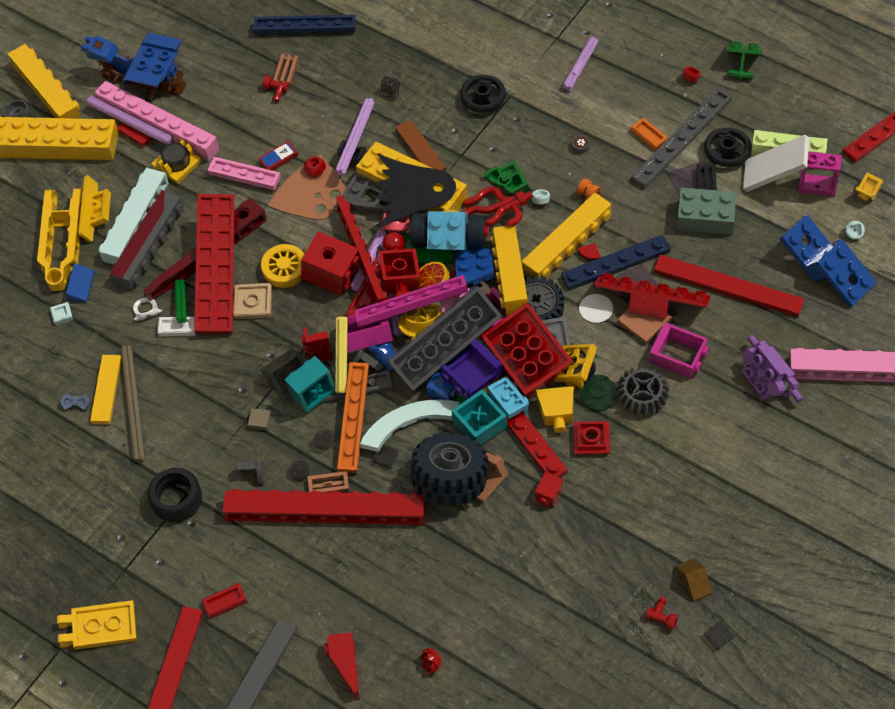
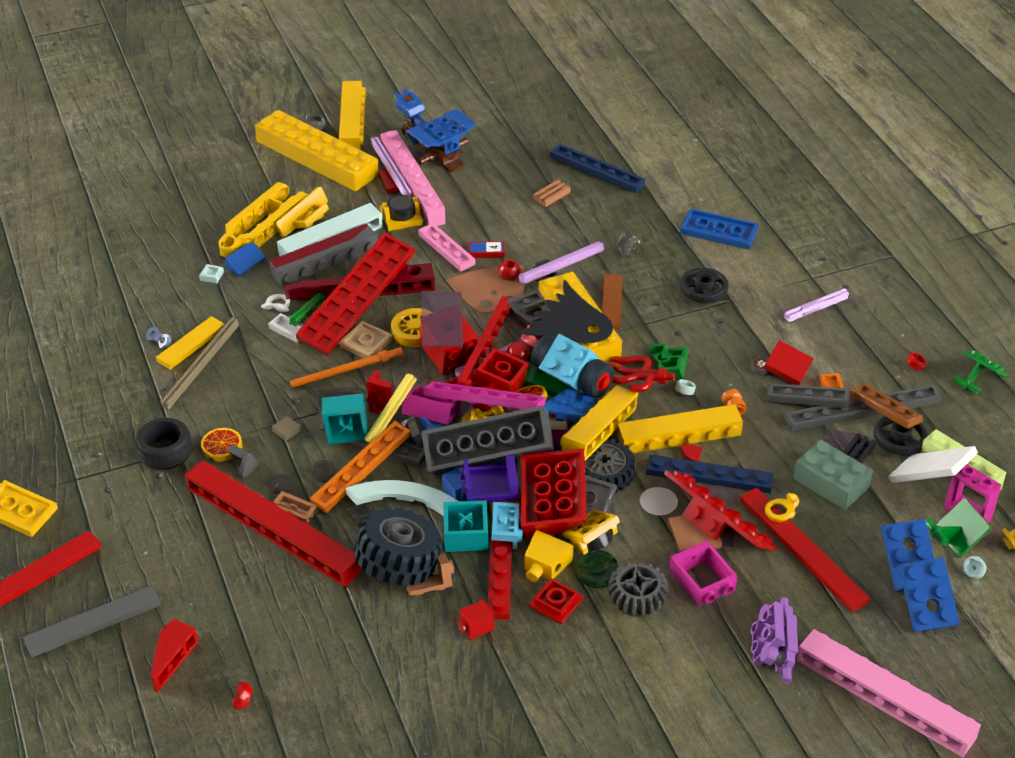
camera: 30 degrees right, 15 degrees down
(219, 465) = (217, 442): none -> tile
(224, 601) = (125, 547): red tile -> none
(280, 308) = (382, 356): none -> orange bar
(281, 87) = (528, 194): red piece -> none
(318, 250) = (442, 319): none -> piece
(450, 30) = (719, 228): none -> blue tile
(601, 130) = (788, 363): none -> red tile
(637, 151) = (808, 395): none -> dark grey tile
(695, 255) = (790, 504): none -> yellow piece
(702, 128) = (886, 405): none -> dark orange tile
(827, 203) = (959, 528): none -> plate

